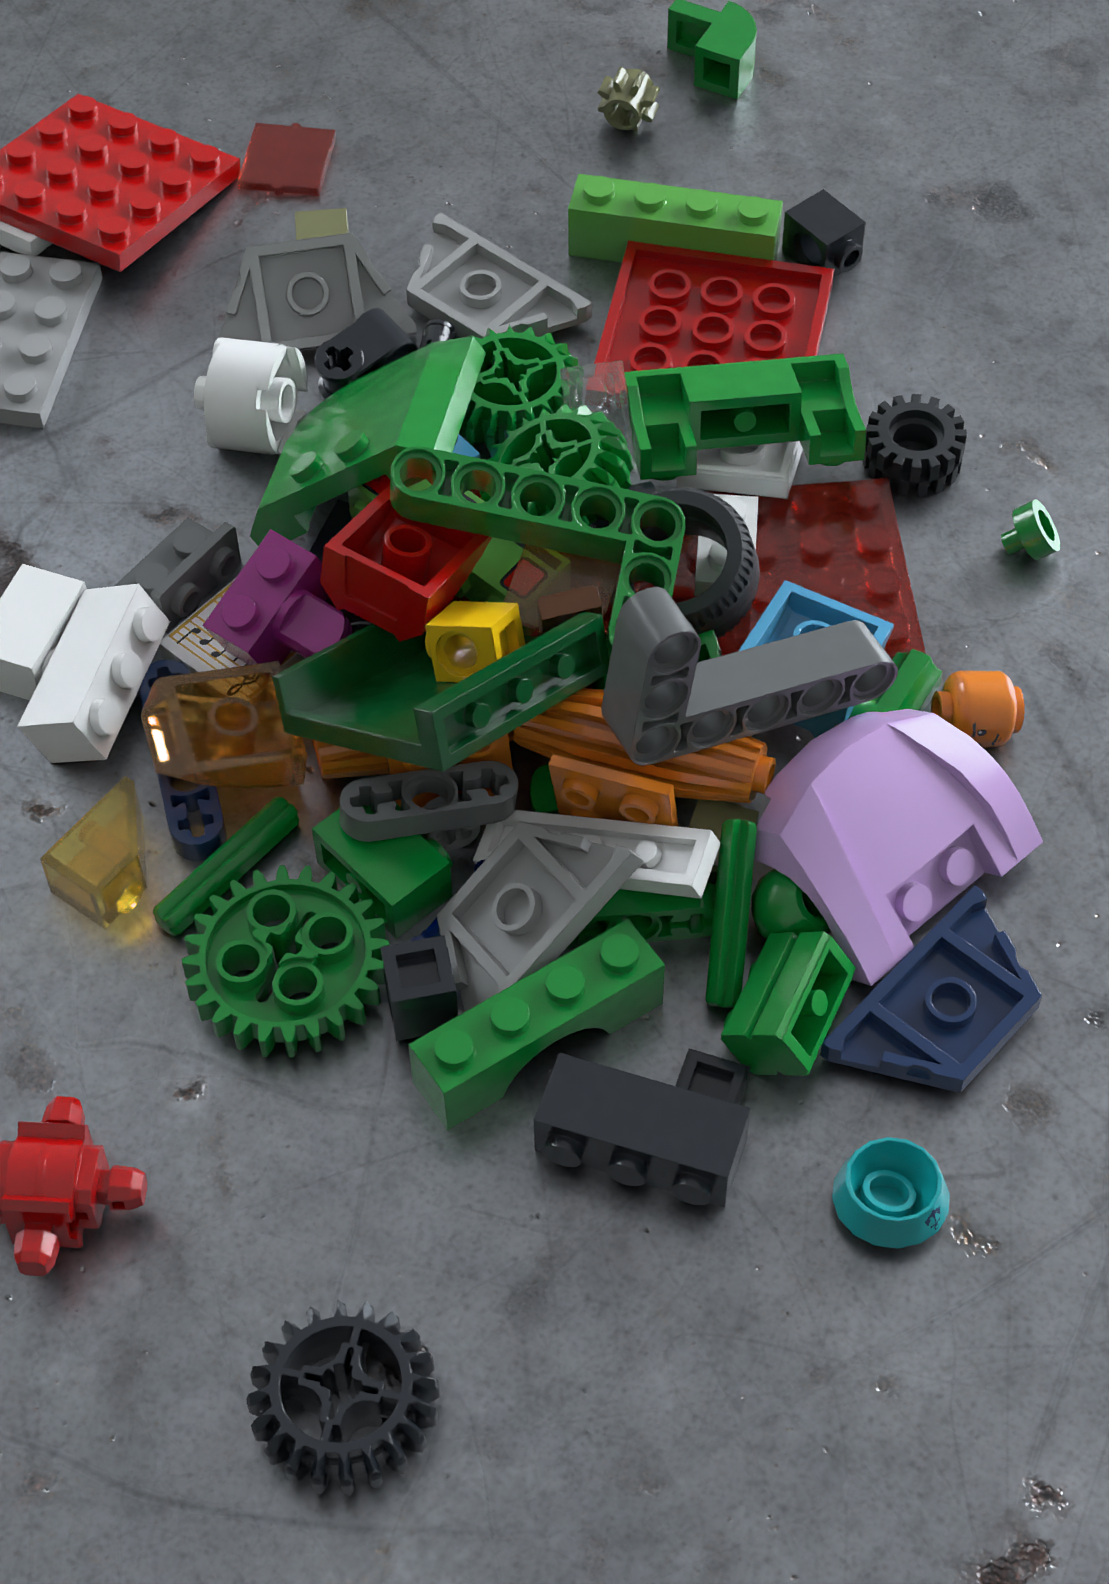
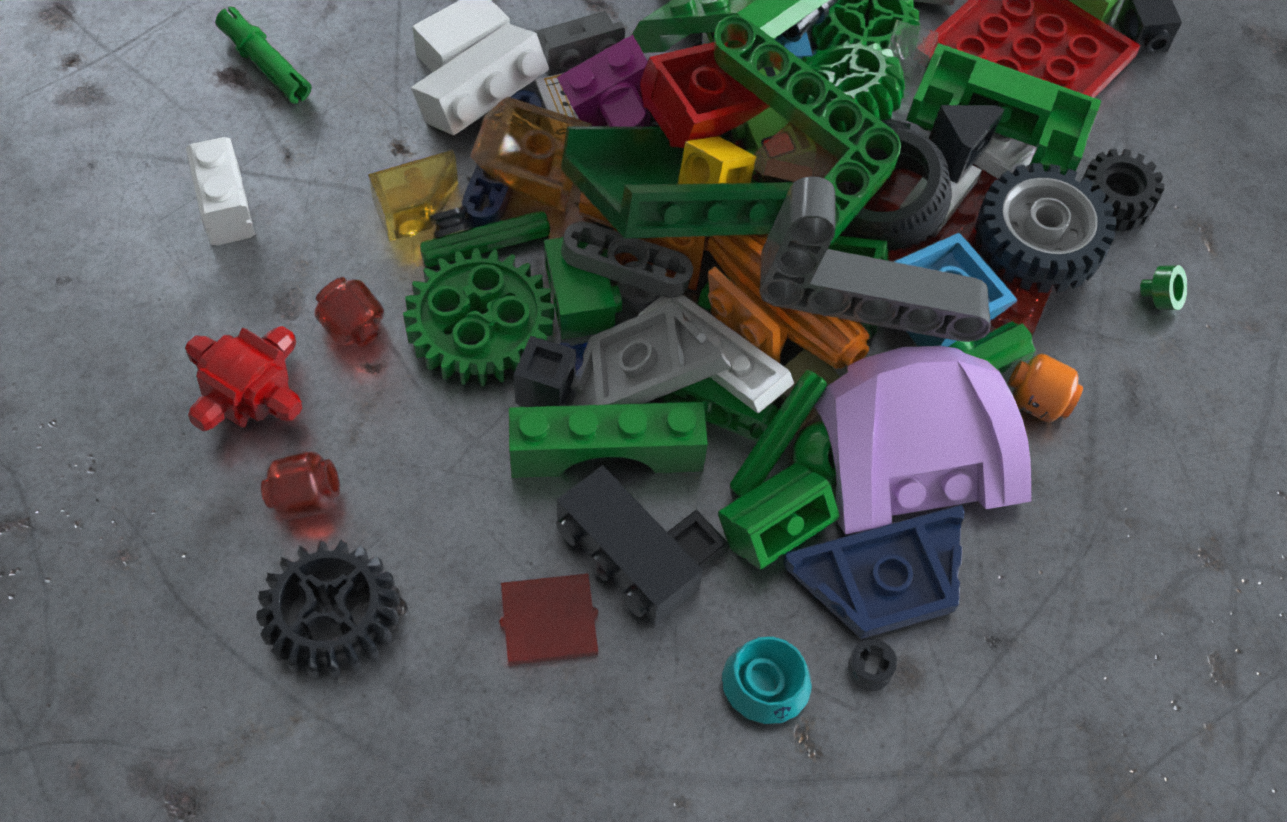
camera: 25 degrees right, 5 degrees up
(125, 1038) = (349, 312): none -> clear red head
(174, 865) = (450, 221): none -> black bush
(209, 1274) = (300, 485): none -> clear red head
(602, 1266) = (548, 619): none -> clear red piece
(719, 462) = (964, 134): none -> black slope
(868, 528) = (1044, 227): none -> wheel
(977, 1126) = (857, 667): none -> black bush

